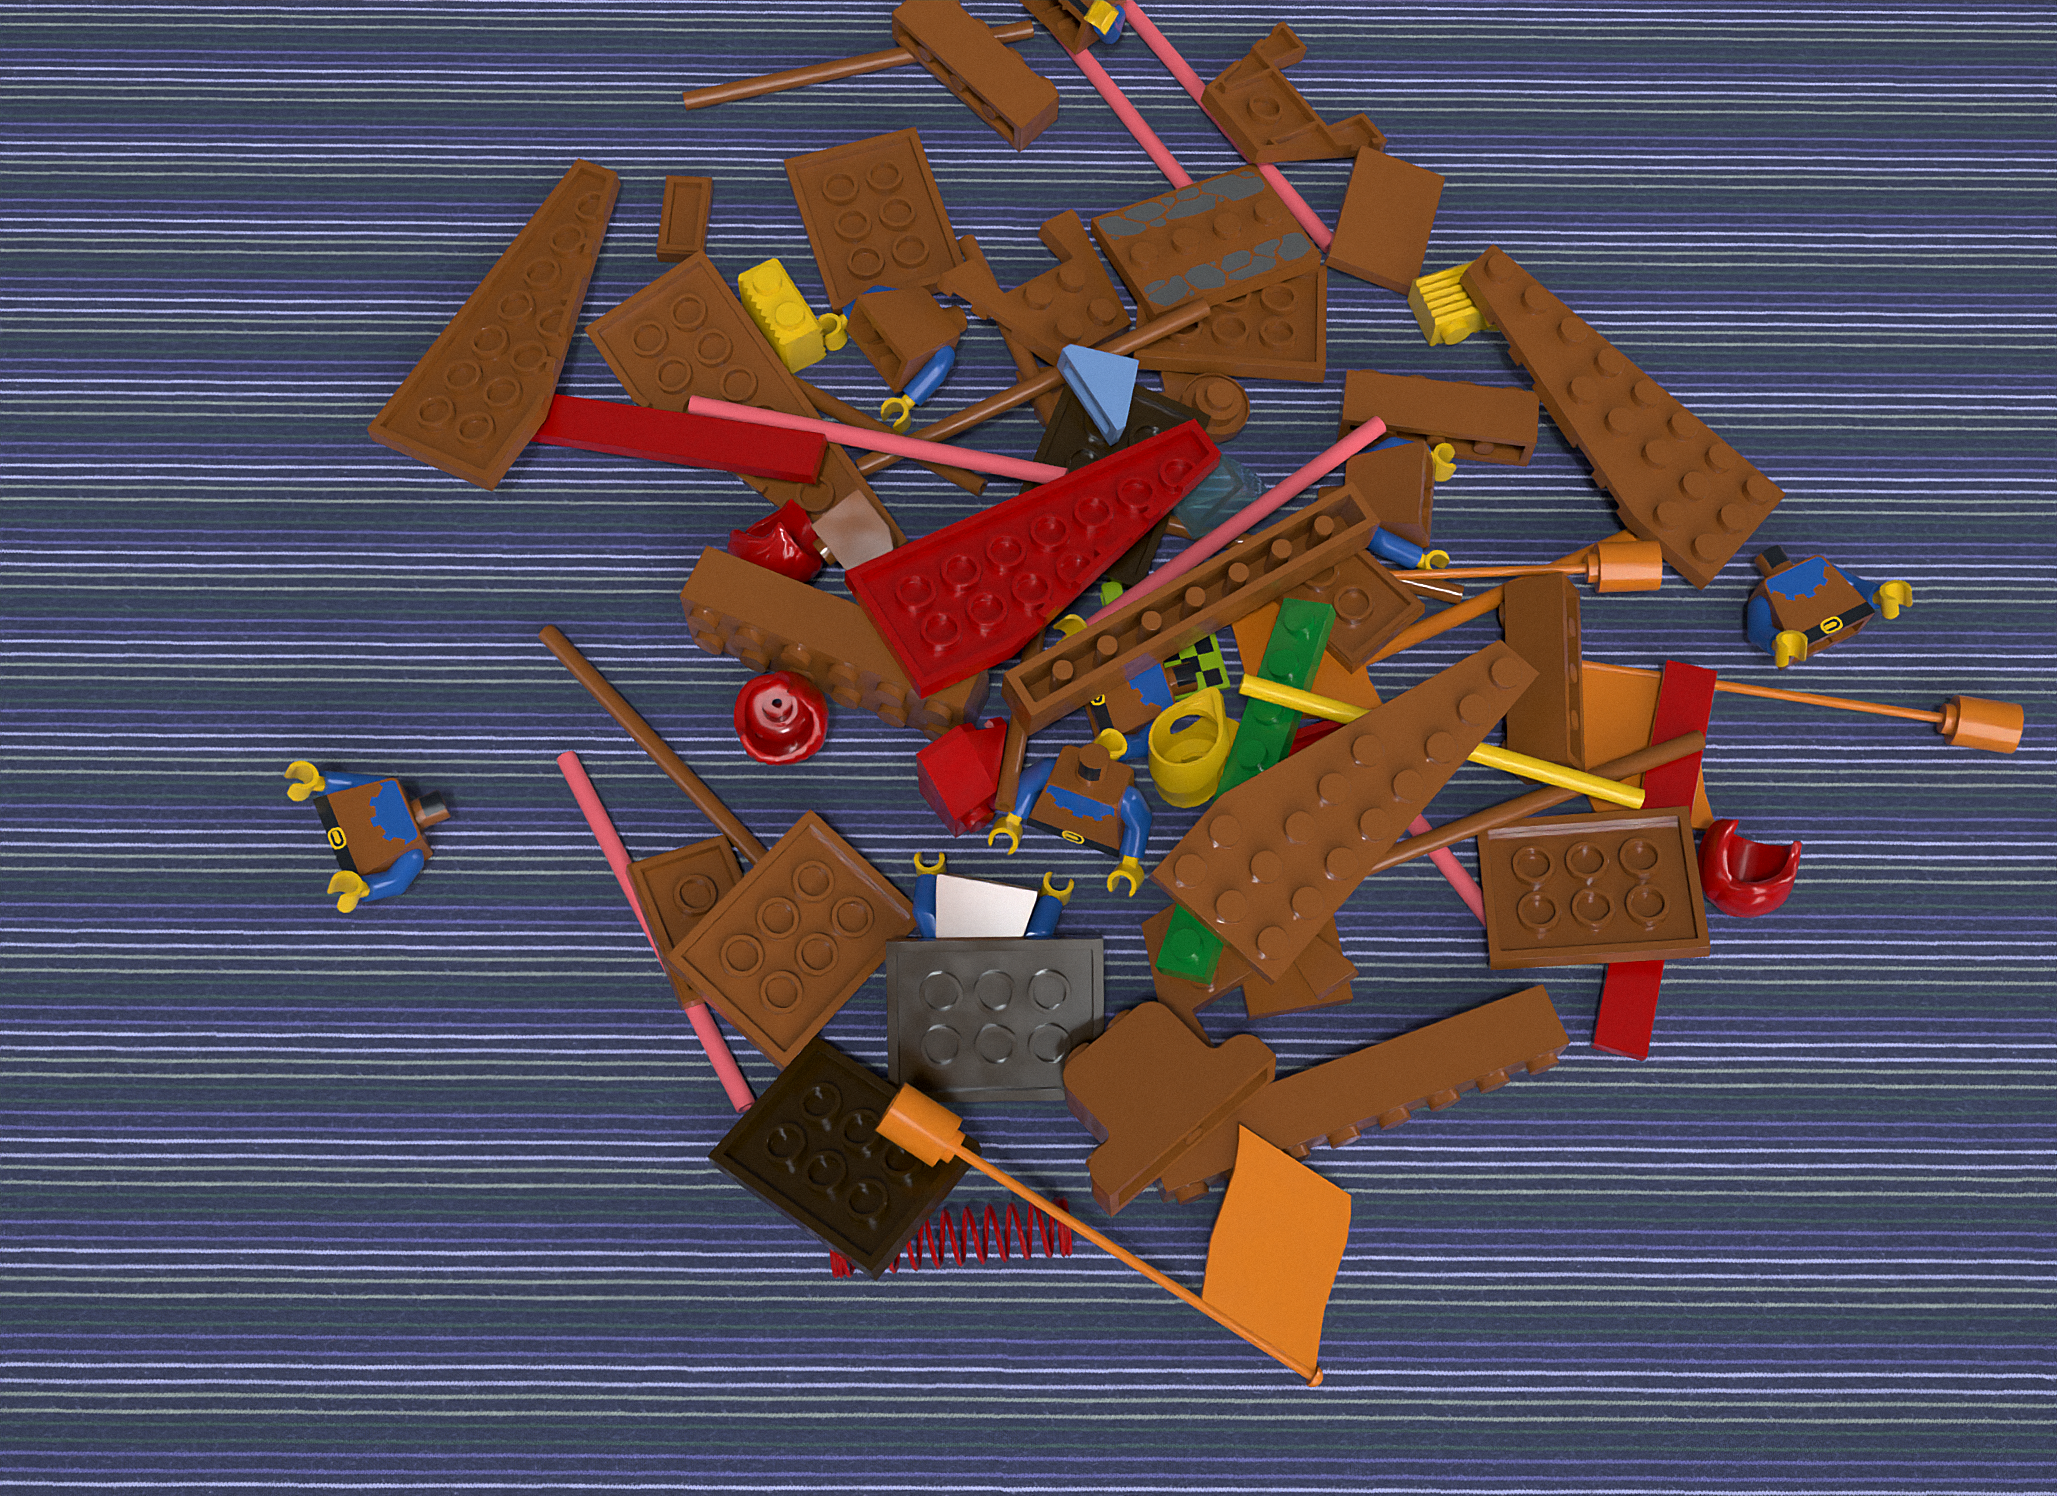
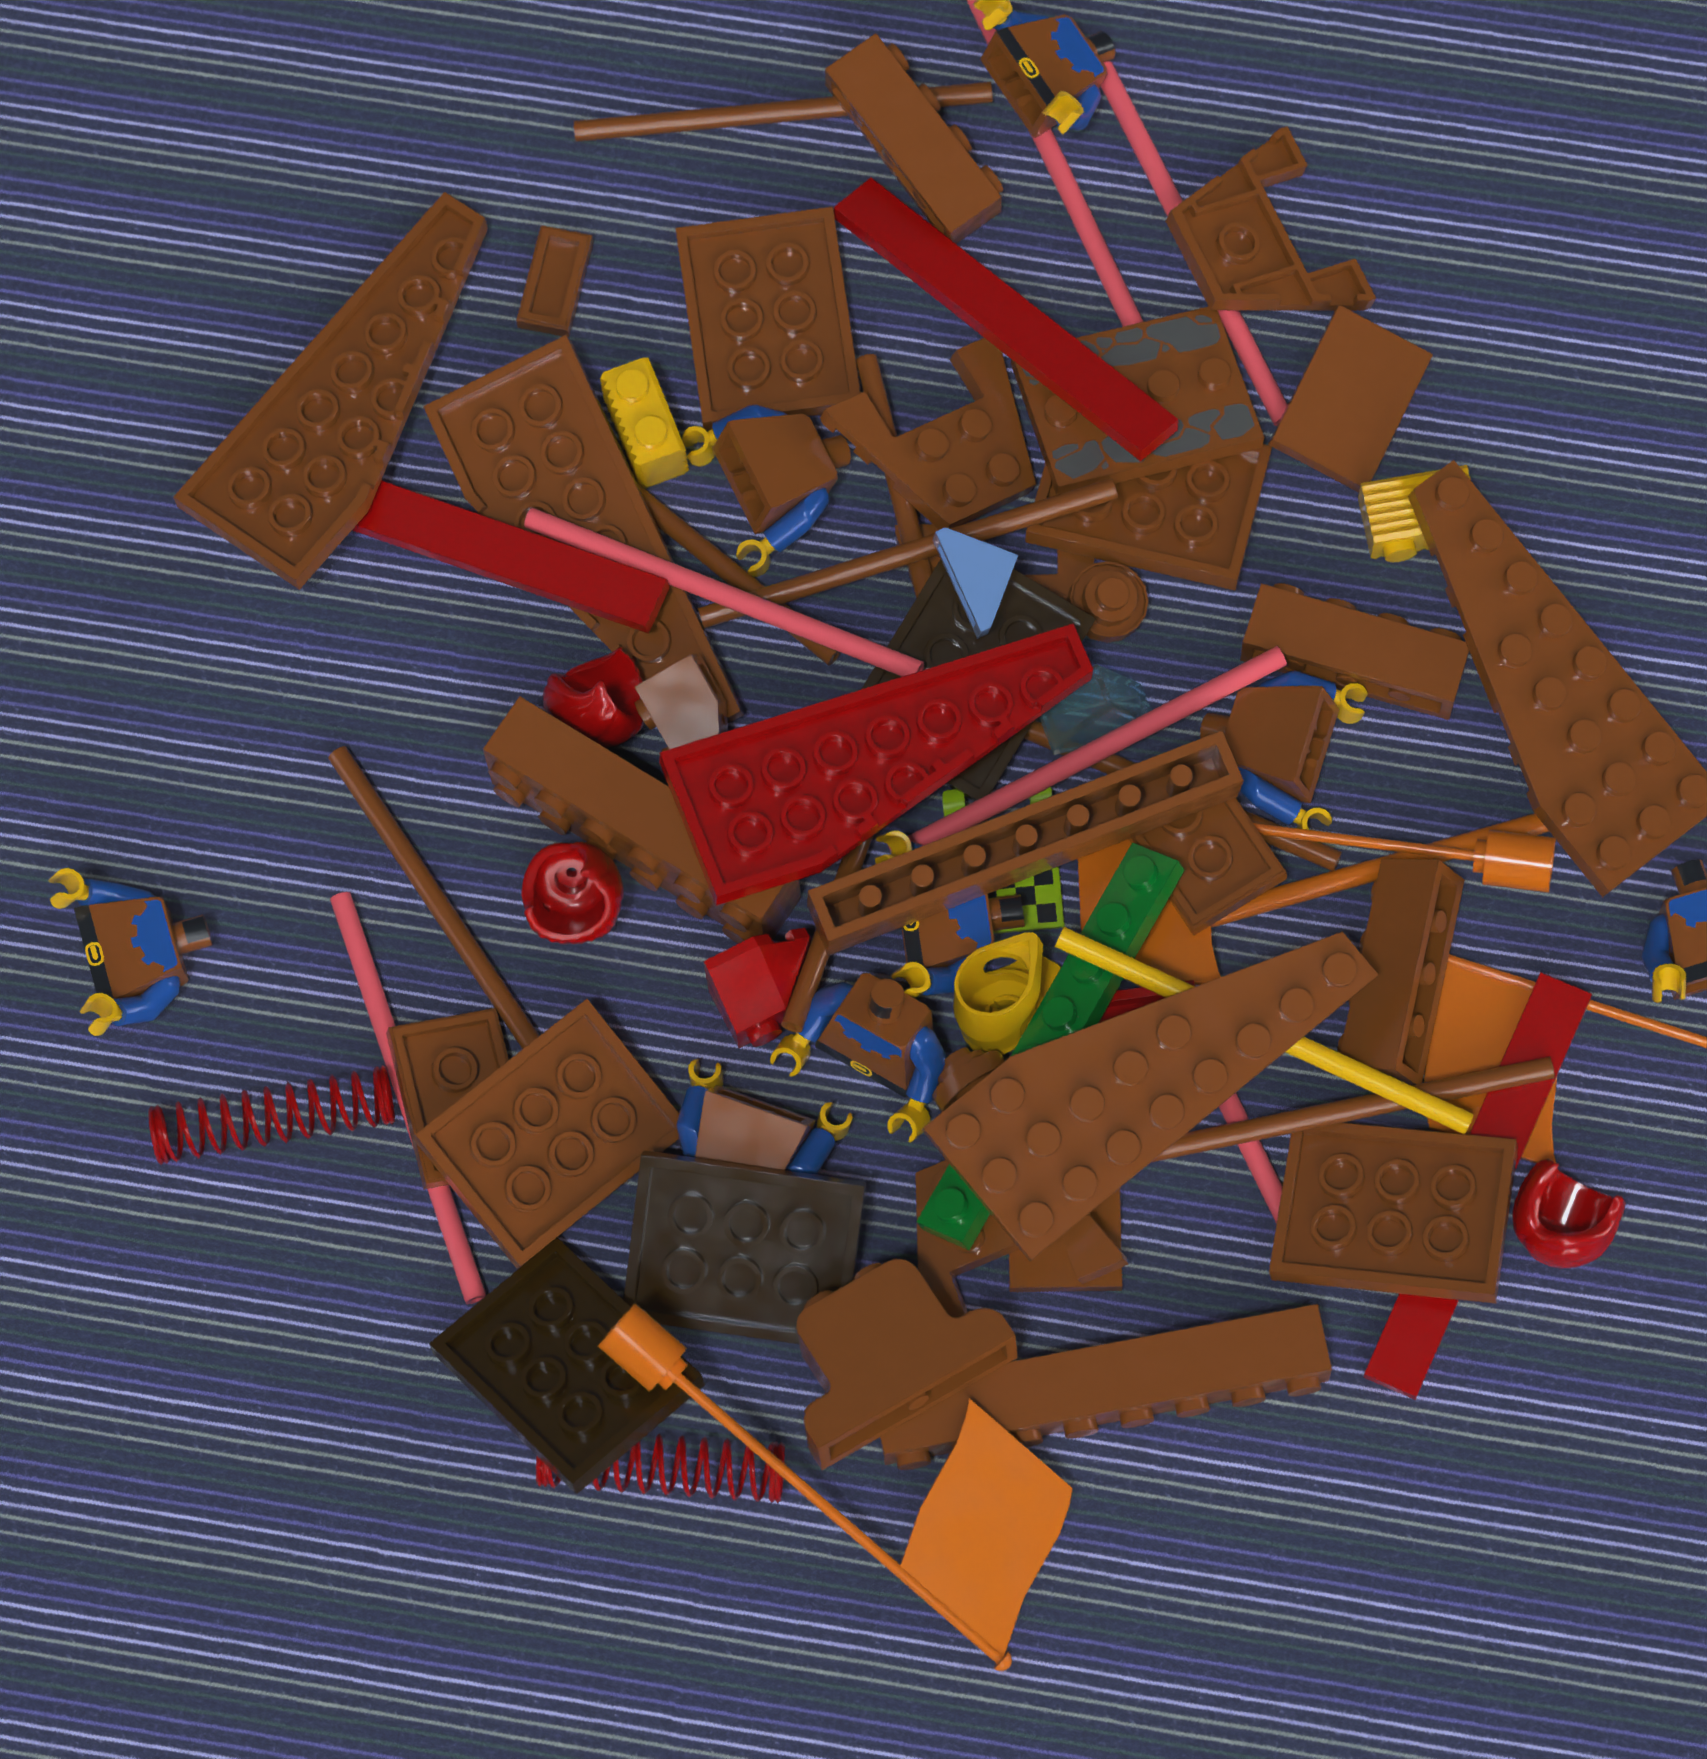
camera: 15 degrees right, 5 degrees up
(421, 1001) = (382, 1098): none -> red piece
(1085, 192) = (1006, 319): none -> red tile
(1170, 825) = (963, 1072): none -> dark orange plate

